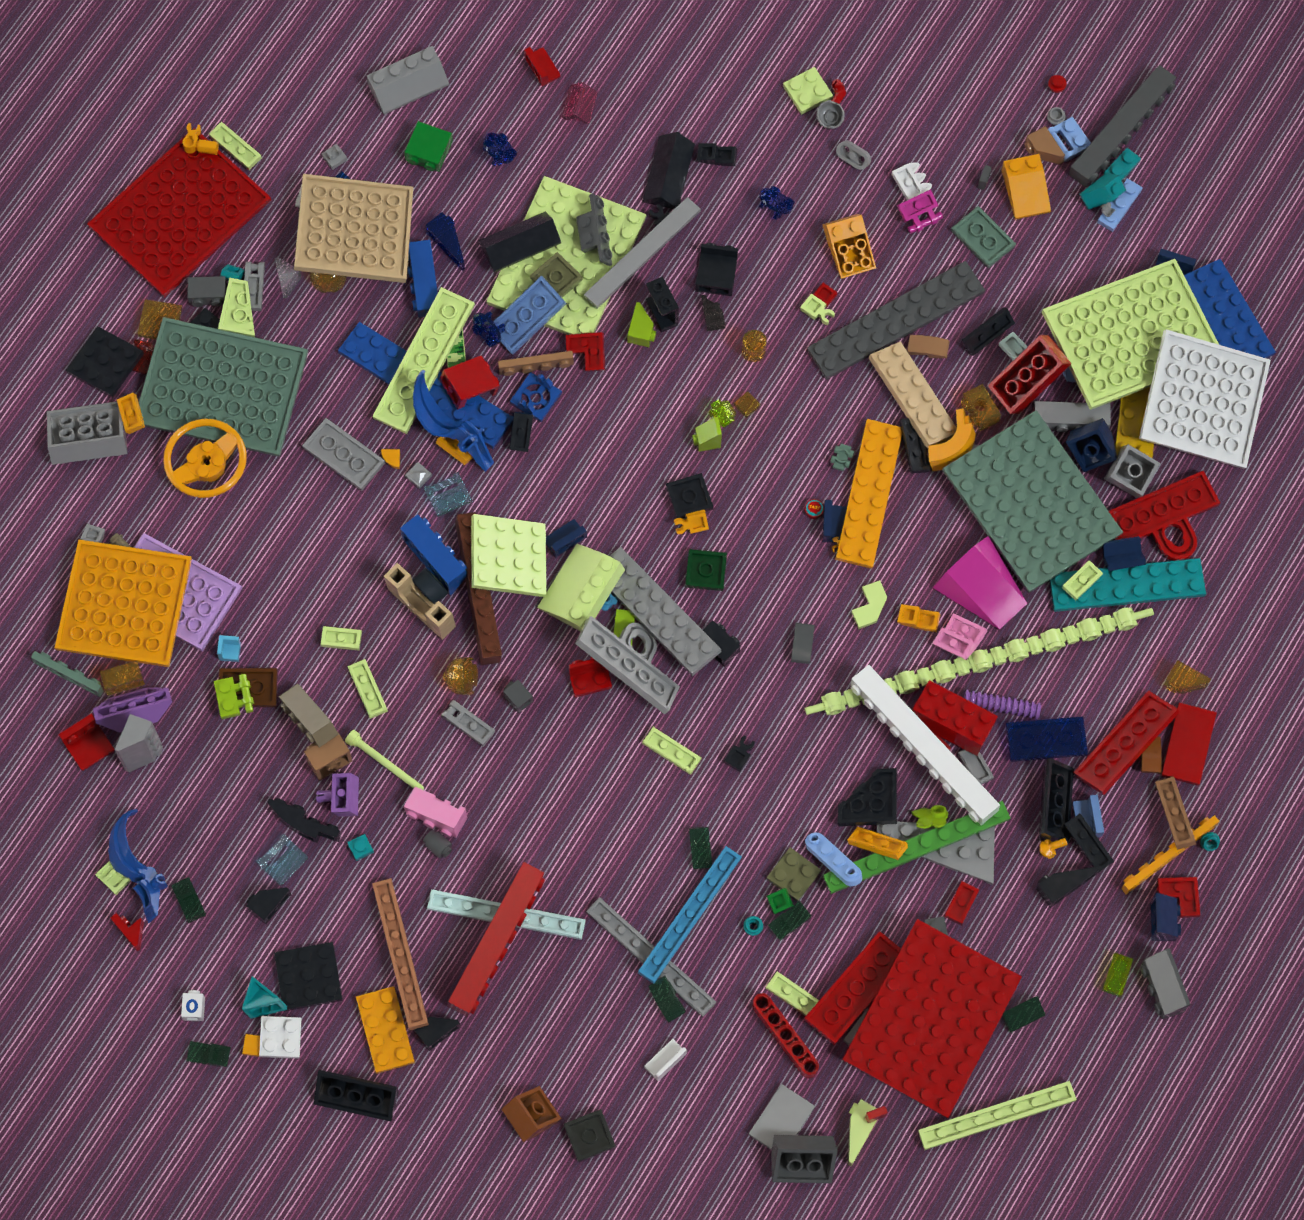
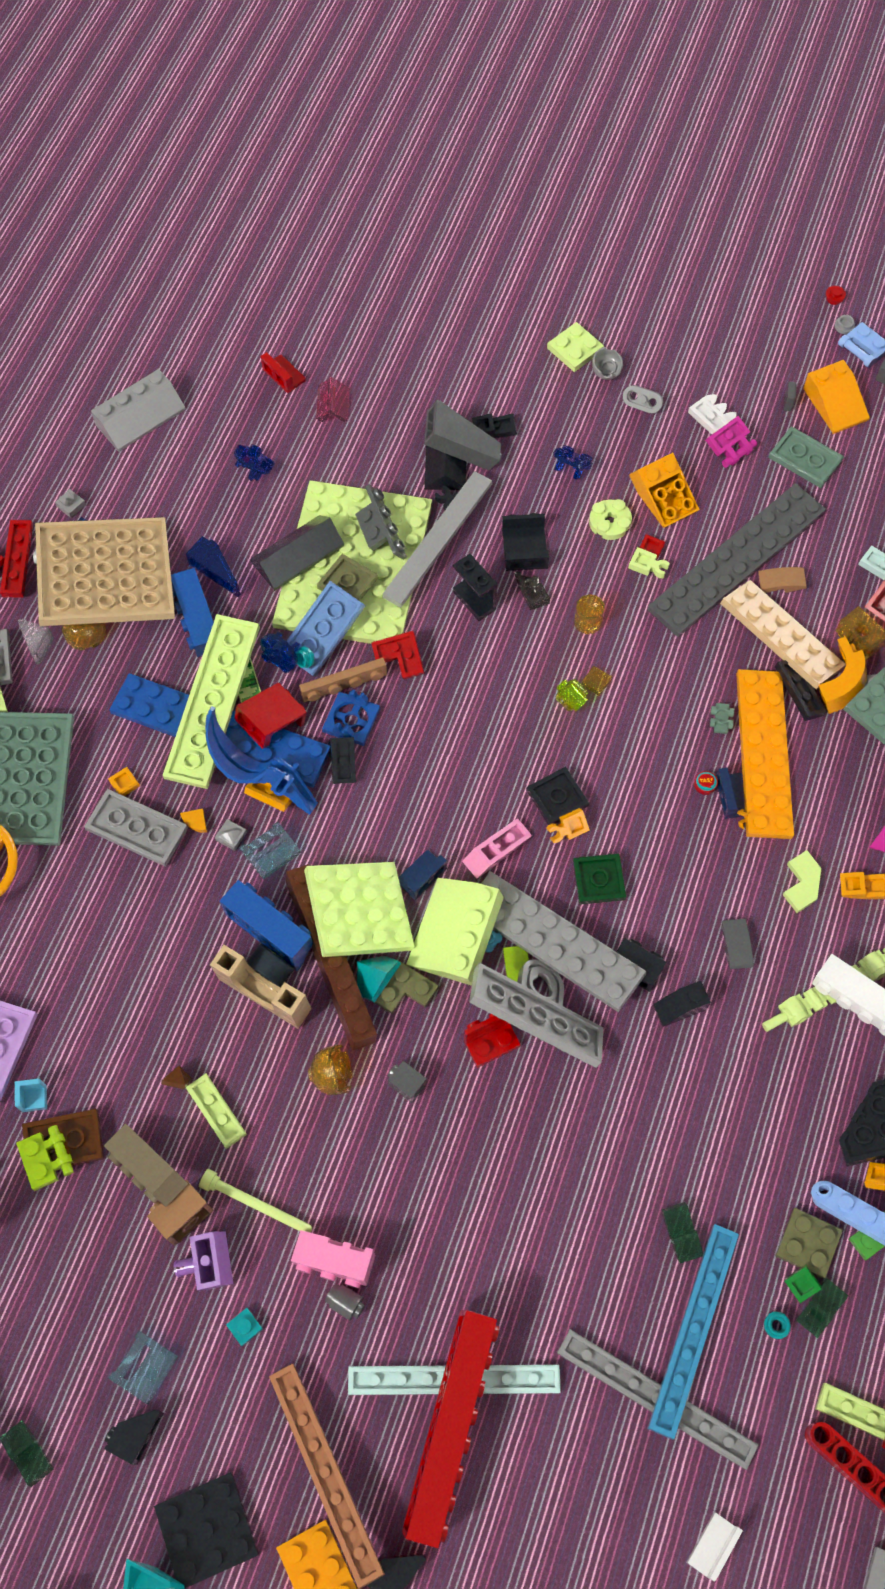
camera: 10 degrees left, 5 degrees down
(281, 200) = (16, 558): none -> red plate
(296, 819) = (152, 1307): black slope -> none
(339, 414) = (124, 782): none -> light orange tile
(341, 638) = (171, 1053): yellowish green plate -> none
(342, 658) = (177, 1078): none -> reddish brown slope
(428, 147) = (174, 472): green brick -> none
(468, 723) = (352, 1129): light grey plate -> none
(507, 337) = (305, 657): none -> teal plate
(510, 610) = (374, 975): none -> teal slope
(531, 620) = (408, 983): none -> olive plate
(629, 529) = (496, 848): none -> bright pink slope
(641, 328) = (456, 619): lime slope -> none
(666, 999) = (693, 1457): clear green slope -> none
(671, 750) = (613, 1111): yellowish green tile -> none
(681, 164) = (459, 437): none -> dark grey slope
(708, 435) = (563, 721): lime slope -> none
(738, 756) = (698, 1101): black plate -> none
(745, 680) = (682, 1004): none -> black slope
(799, 252) = (614, 509): none -> yellowish green plate
(839, 91) = (608, 339): red arm -> none
(988, 331) = (844, 551): black plate -> none
(1044, 144) = (843, 349): medium nougat slope -> none

